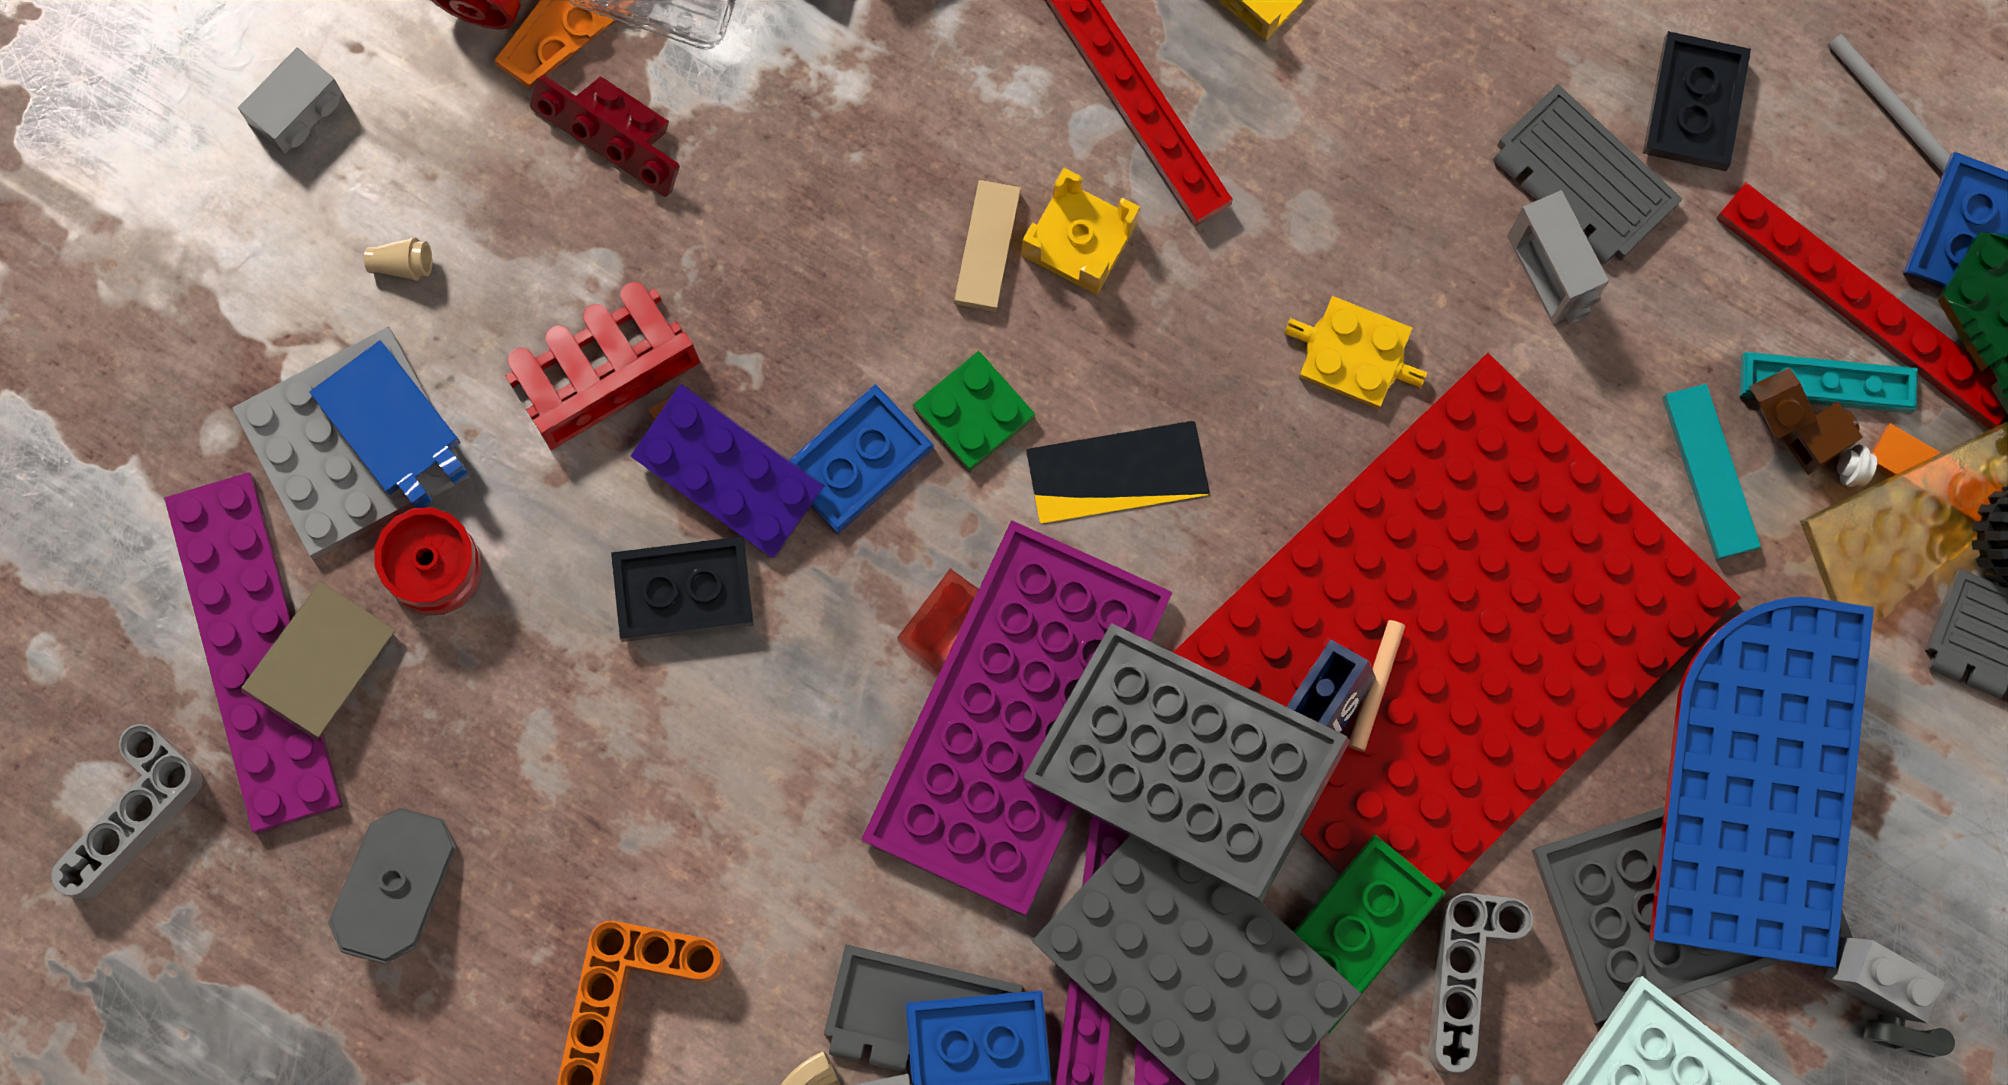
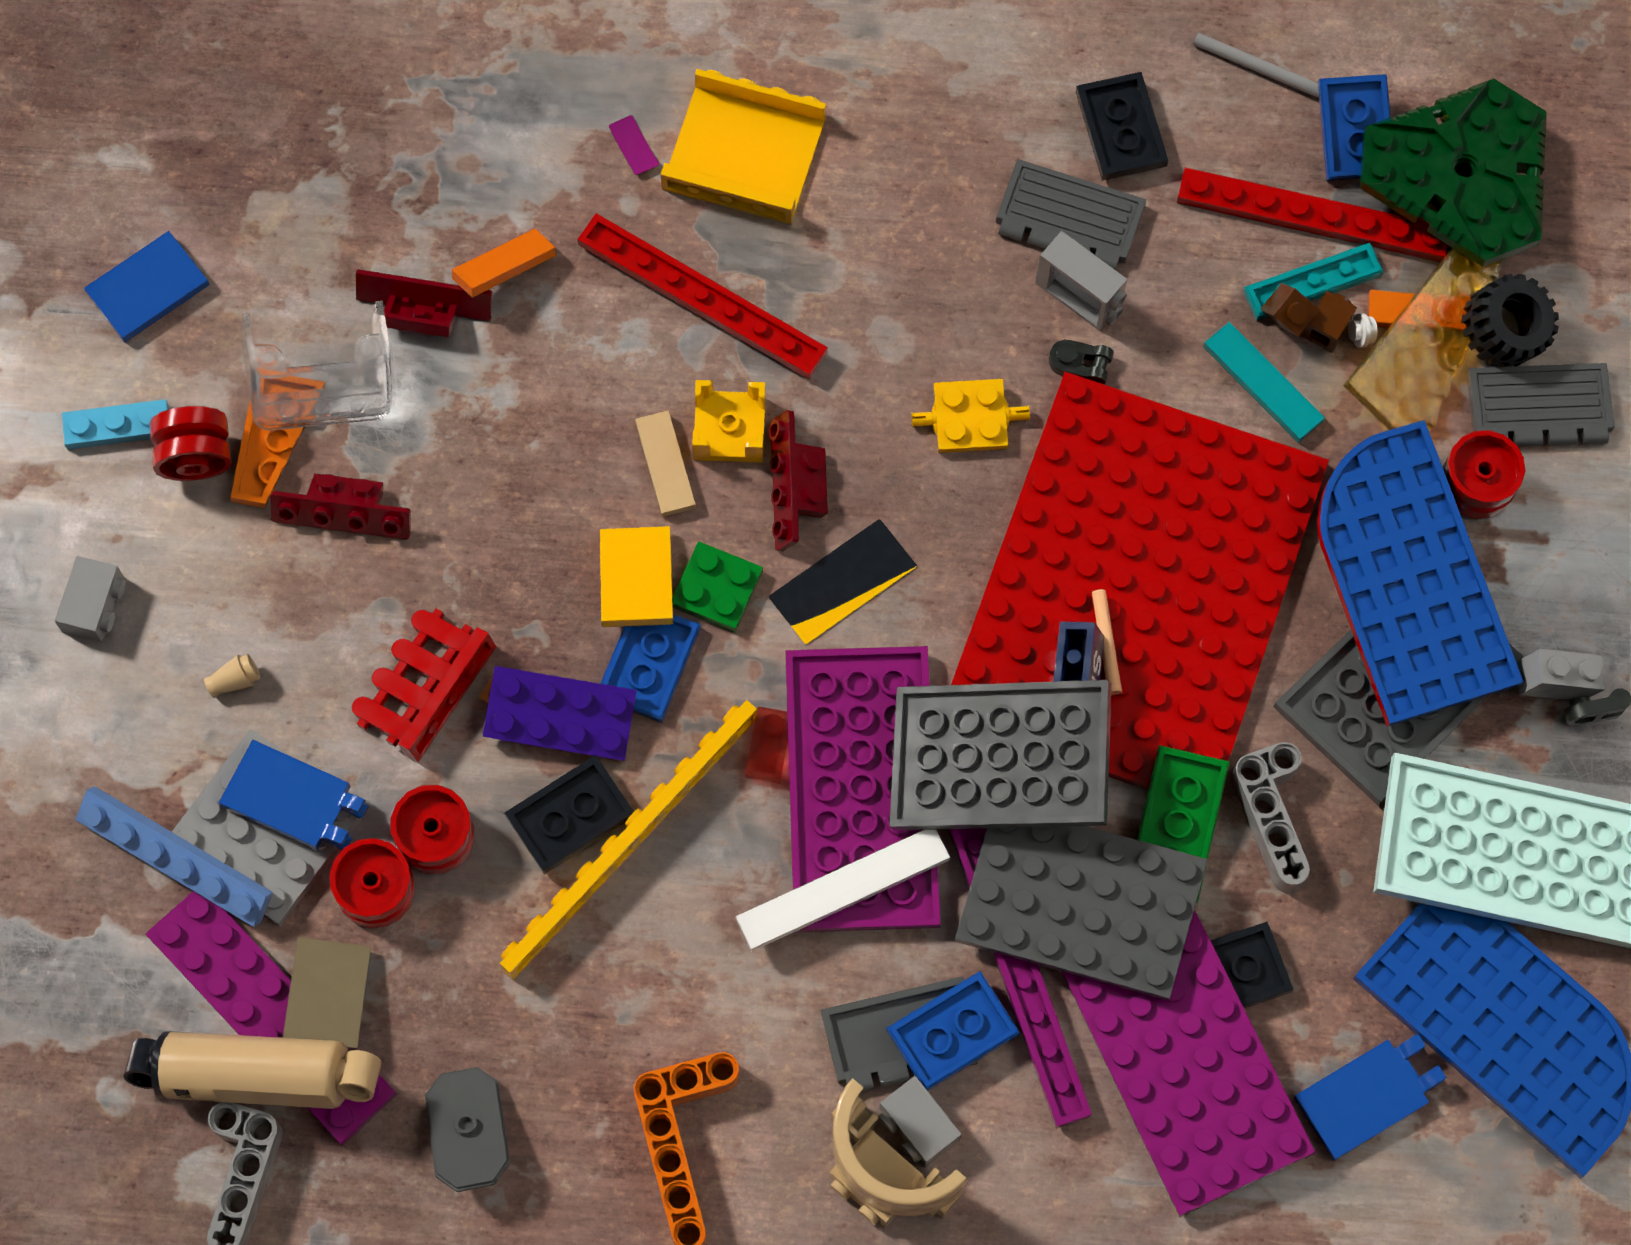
camera: 25 degrees left, 5 degrees down
(192, 706) = (252, 1069): none -> tan piece
(235, 428) = (174, 856): none -> medium blue plate
(529, 509) = (413, 825): none -> red wheel
(715, 653) = (618, 849): none -> yellow plate
(889, 358) = (636, 576): none -> yellow tile
(936, 821) = (842, 888): none -> white tile
(1123, 335) = (797, 480): none -> dark red bracket
(1502, 337) = (1069, 357): none -> pearl dark grey plate
(1914, 700) = (1484, 473): none -> red wheel

